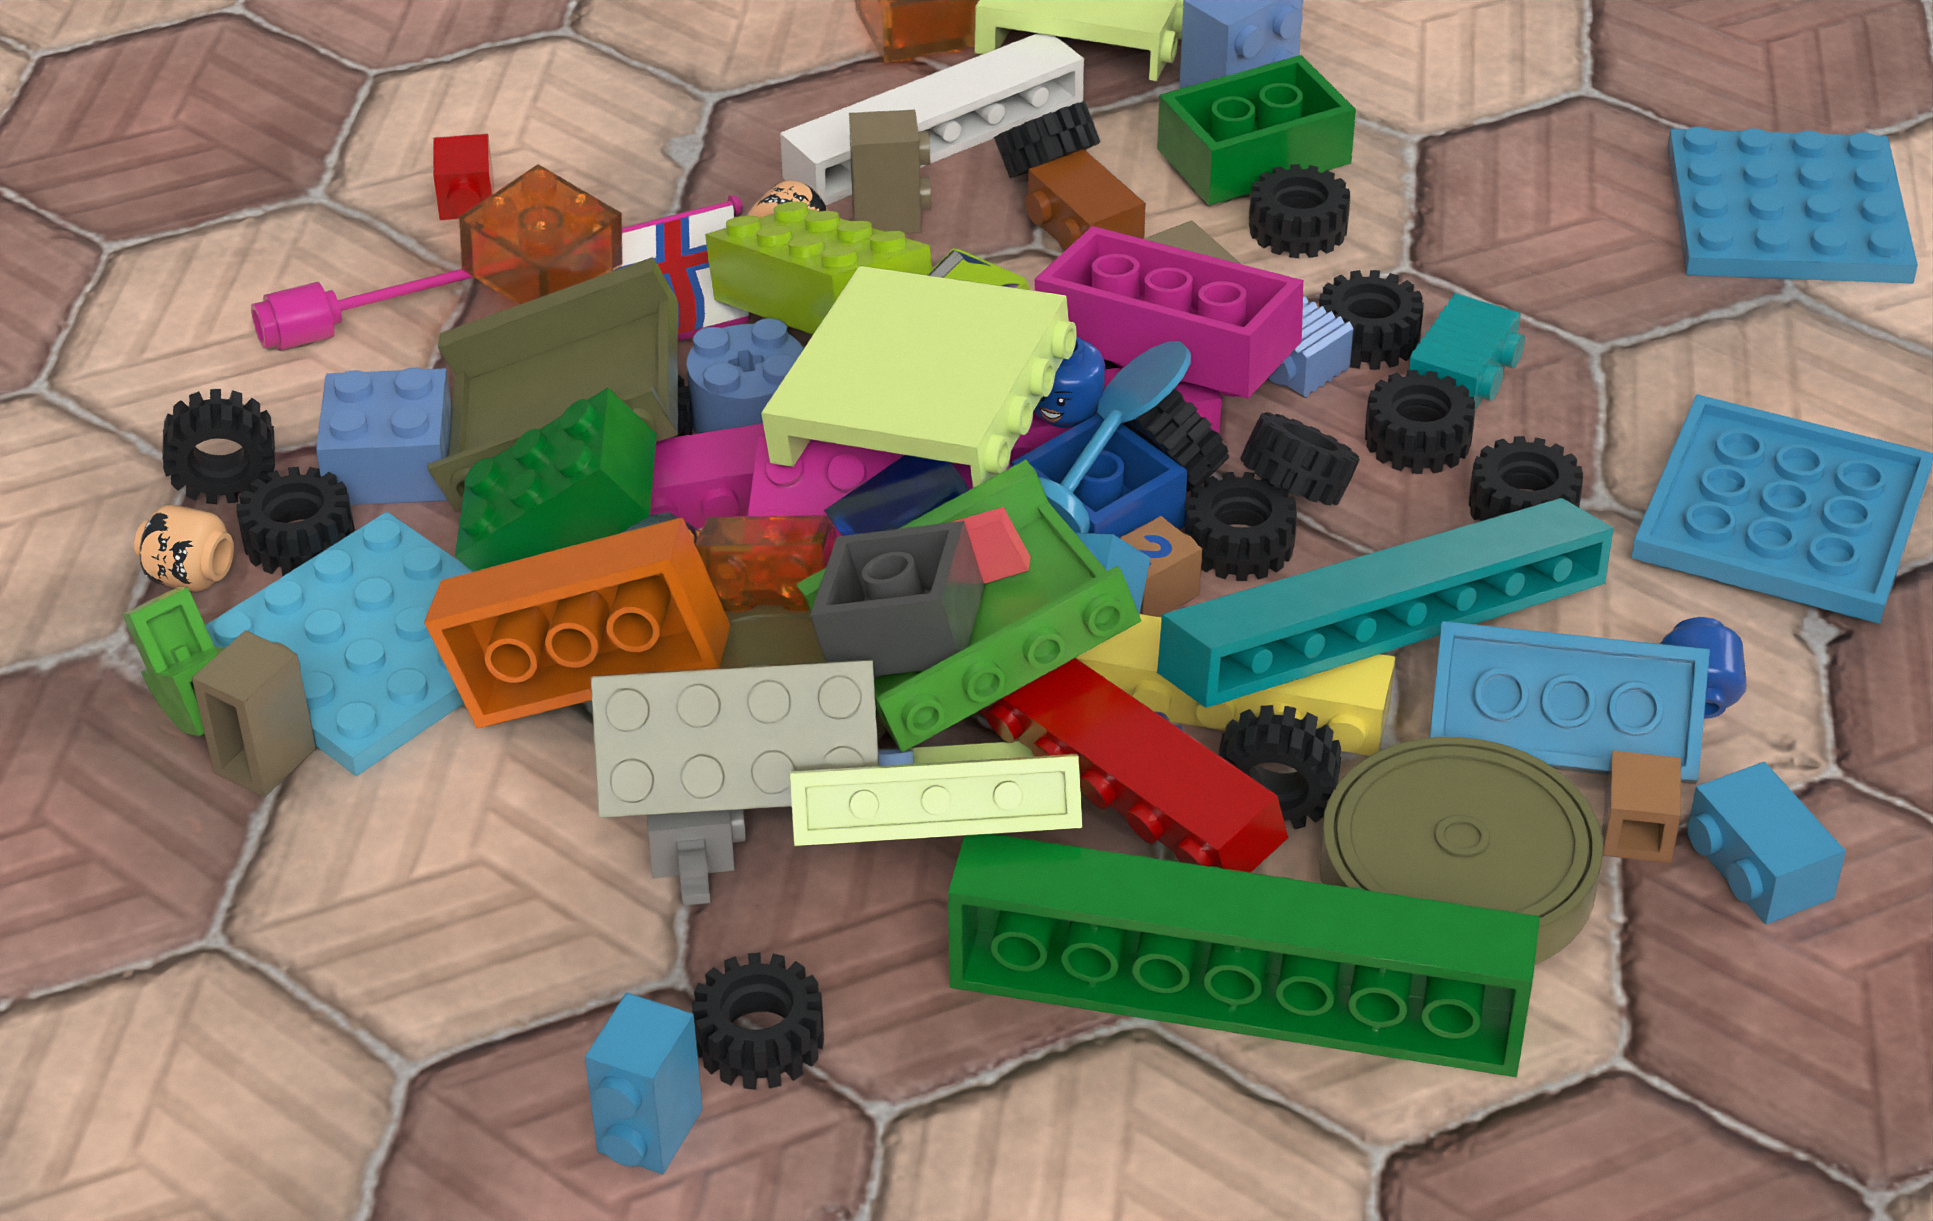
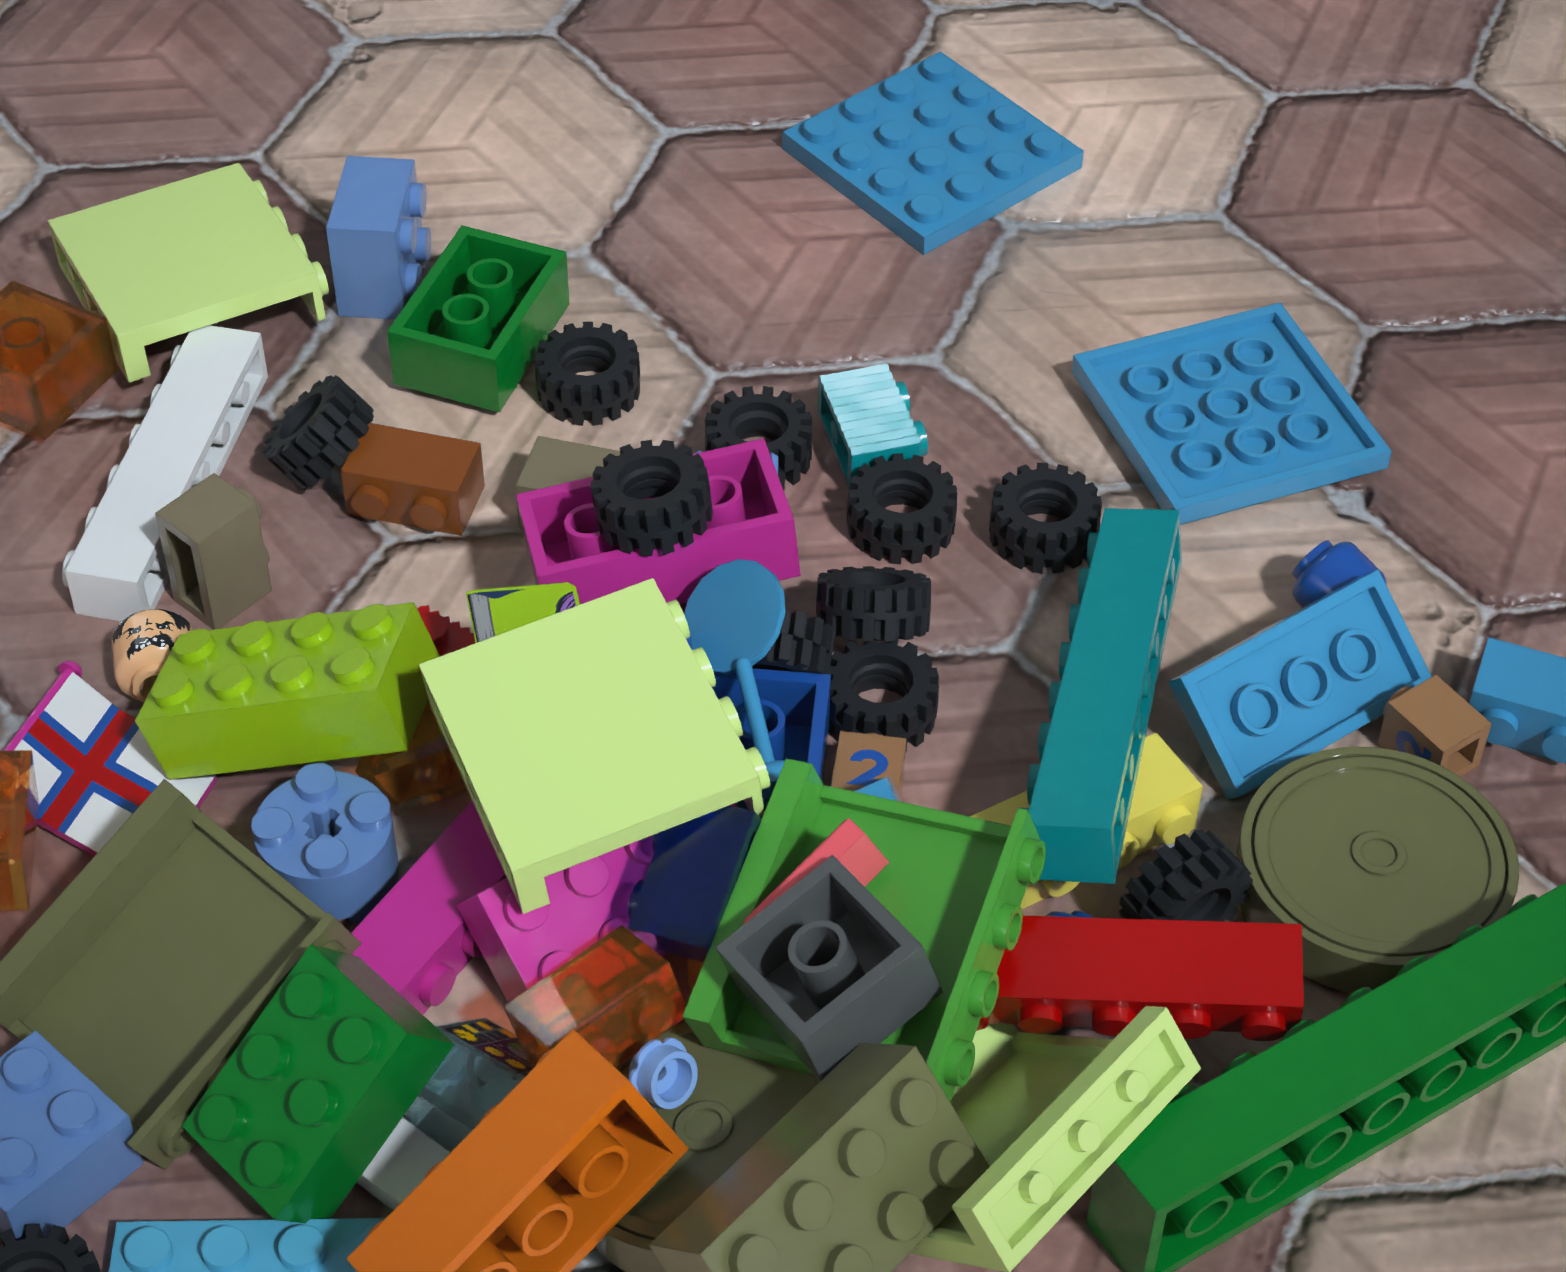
camera: 45 degrees left, 5 degrees up
(762, 637) = (664, 1073): none -> light blue plate
(1159, 265) = (654, 522): none -> black tyre

